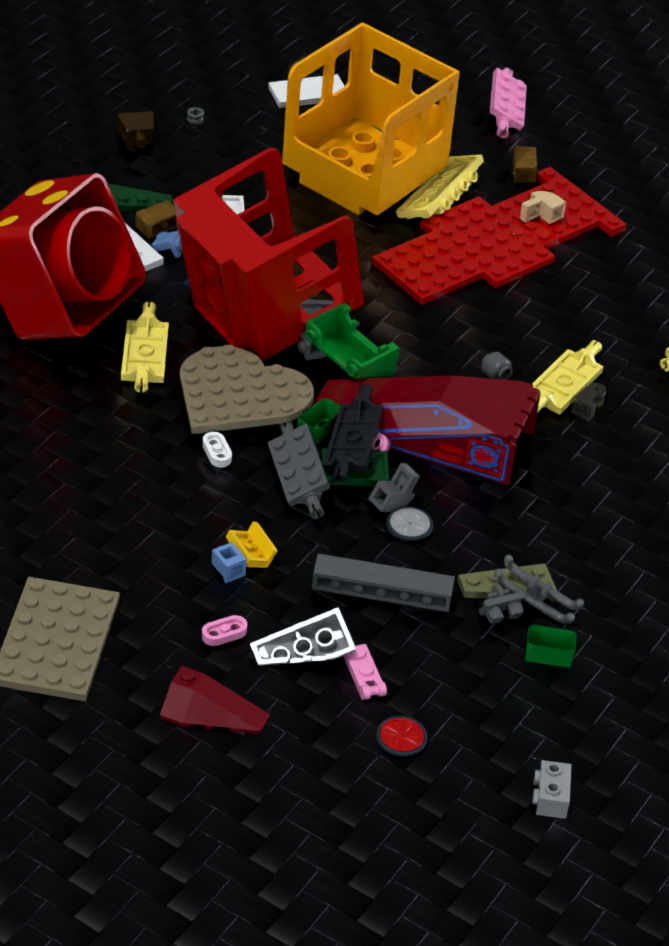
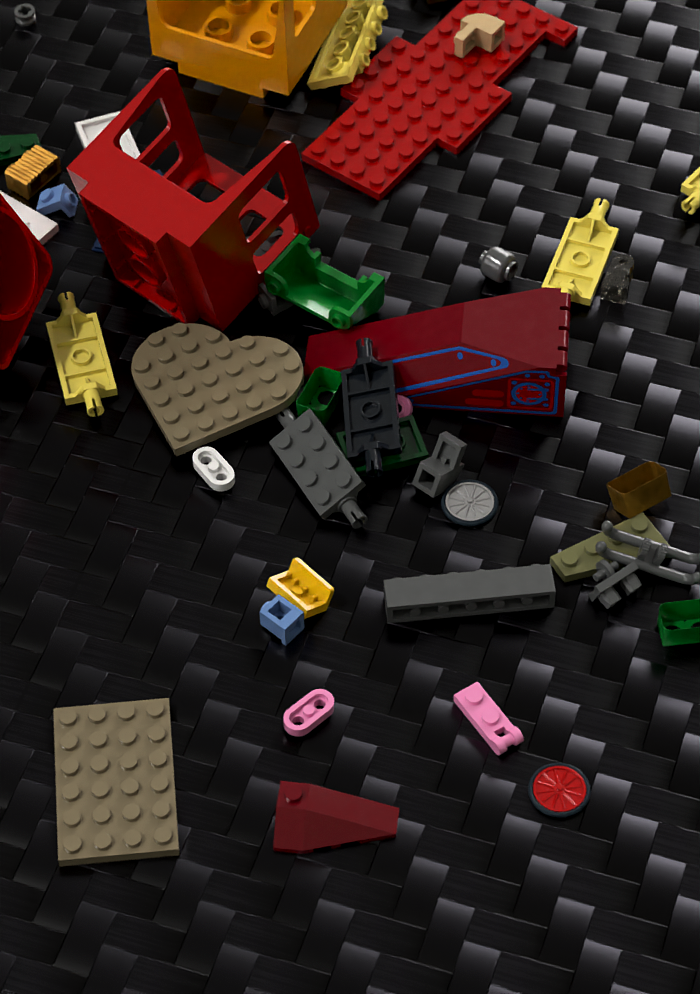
camera: 10 degrees left, 10 degrees up
(312, 640) = (417, 698): light grey wedge -> none
(547, 545) = (639, 489): none -> pearl gold piece

